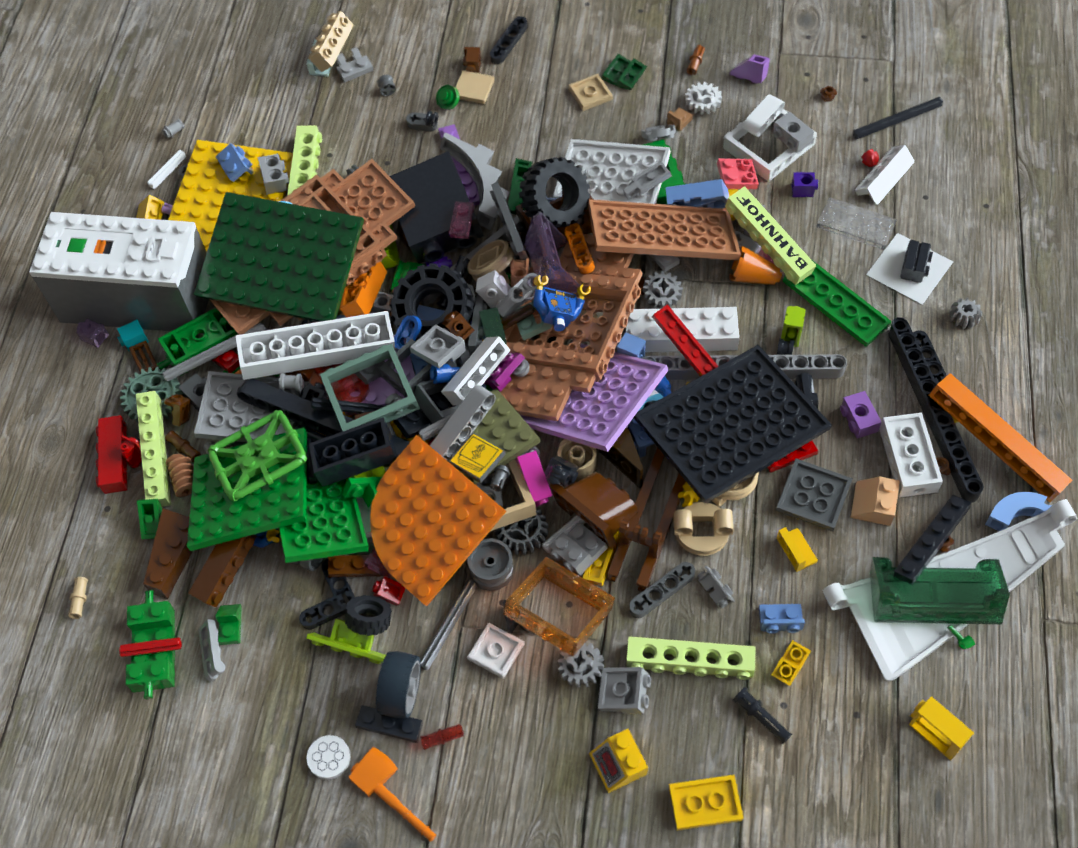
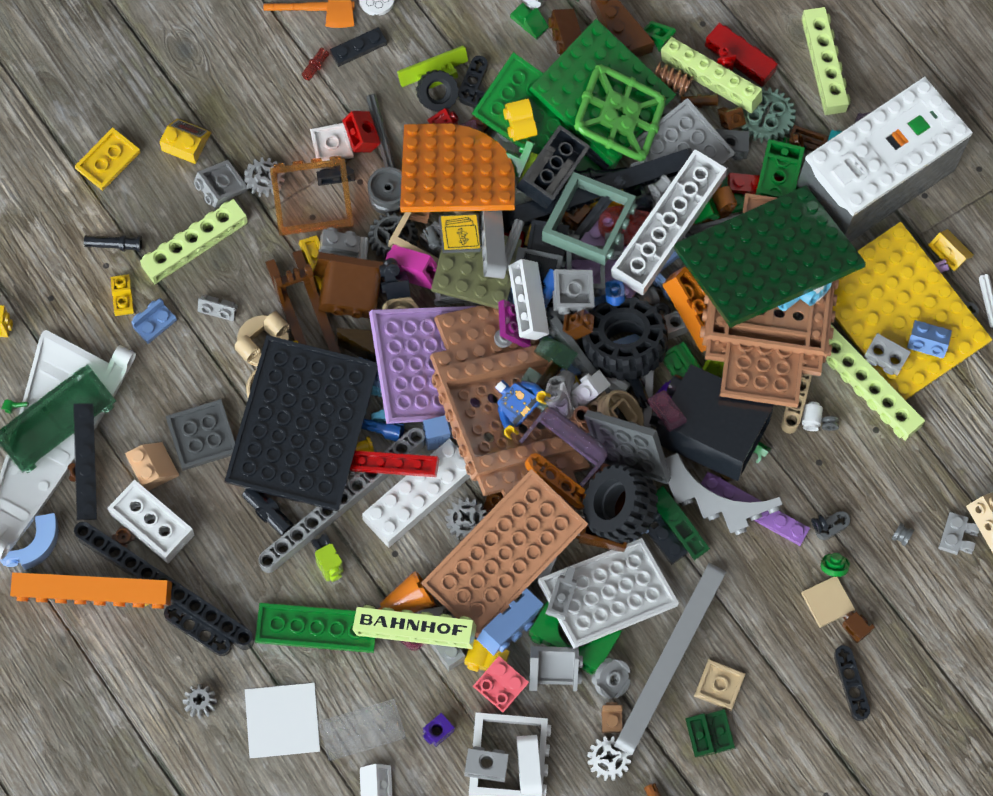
camera: 130 degrees right, 10 degrees up
(62, 400) = (831, 103): none -> yellowish green brick
(155, 356) = (796, 139): none -> reddish brown plate
(206, 355) = (754, 166): light grey axle -> none
(337, 507) = (520, 120): none -> yellow brick
(398, 684) = (369, 60): black wheel -> none
(463, 634) = (361, 131): none -> red brick
(607, 117) = (670, 659): none -> light grey beam
(660, 587) = (254, 275): dark grey beam -> none
(704, 167) = (554, 666): none -> light grey panel
(796, 548) = (182, 382): yellow panel -> none
(860, 404) = (222, 540): medium lavender brick -> none
(916, 260) = (278, 721): black brick -> none

